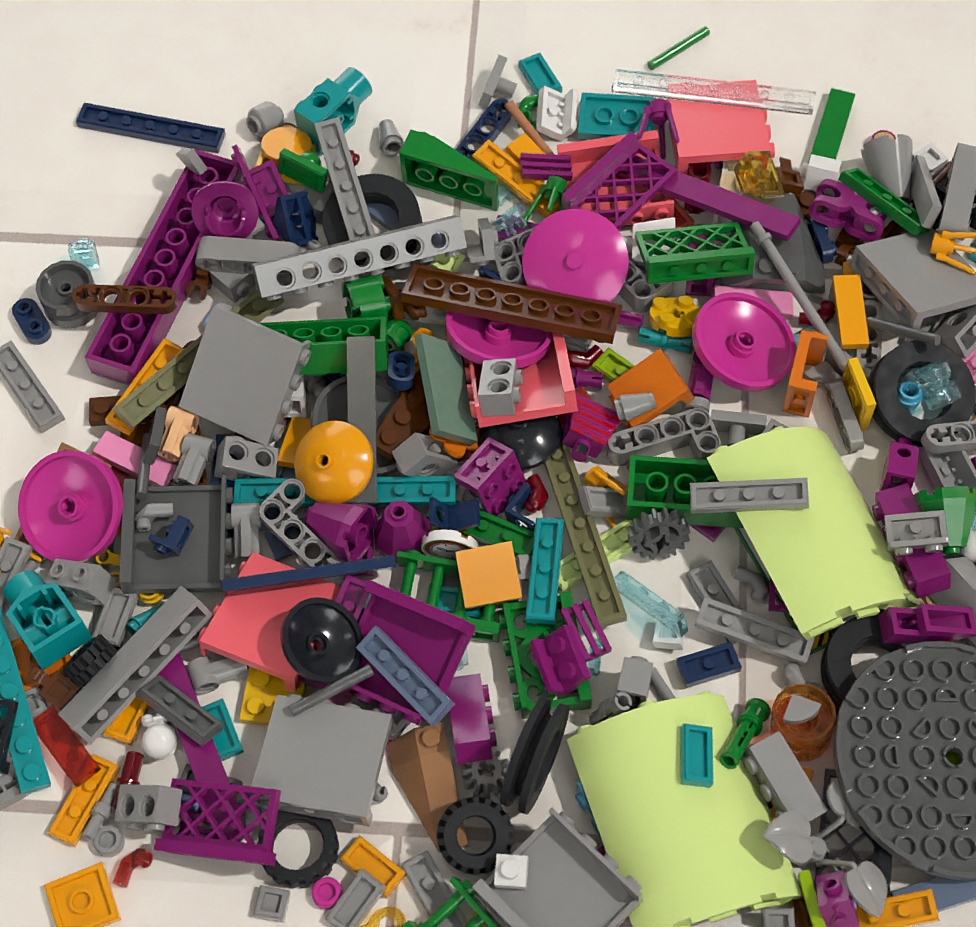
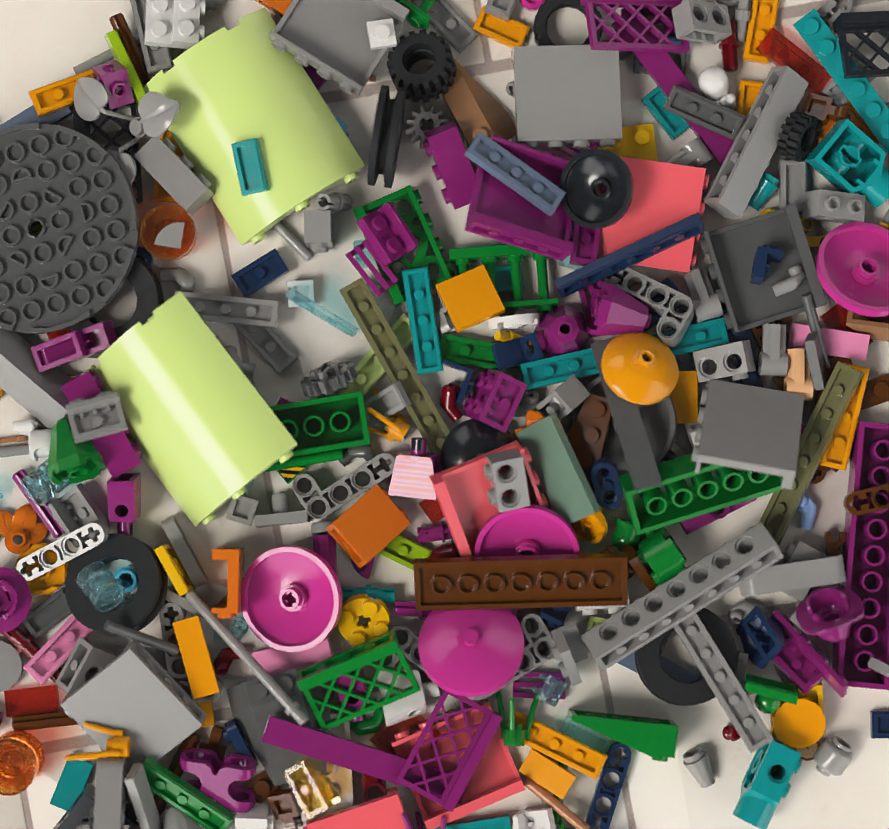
camera: 160 degrees right, 25 degrees up
(331, 690) = (576, 148): dark grey bar -> none
(545, 163) = (534, 771): magenta tile -> none
(633, 405) = (378, 499): light grey cone -> none
(734, 752) = (214, 220): green pin -> none
(749, 495) = (250, 409): light grey tile -> none

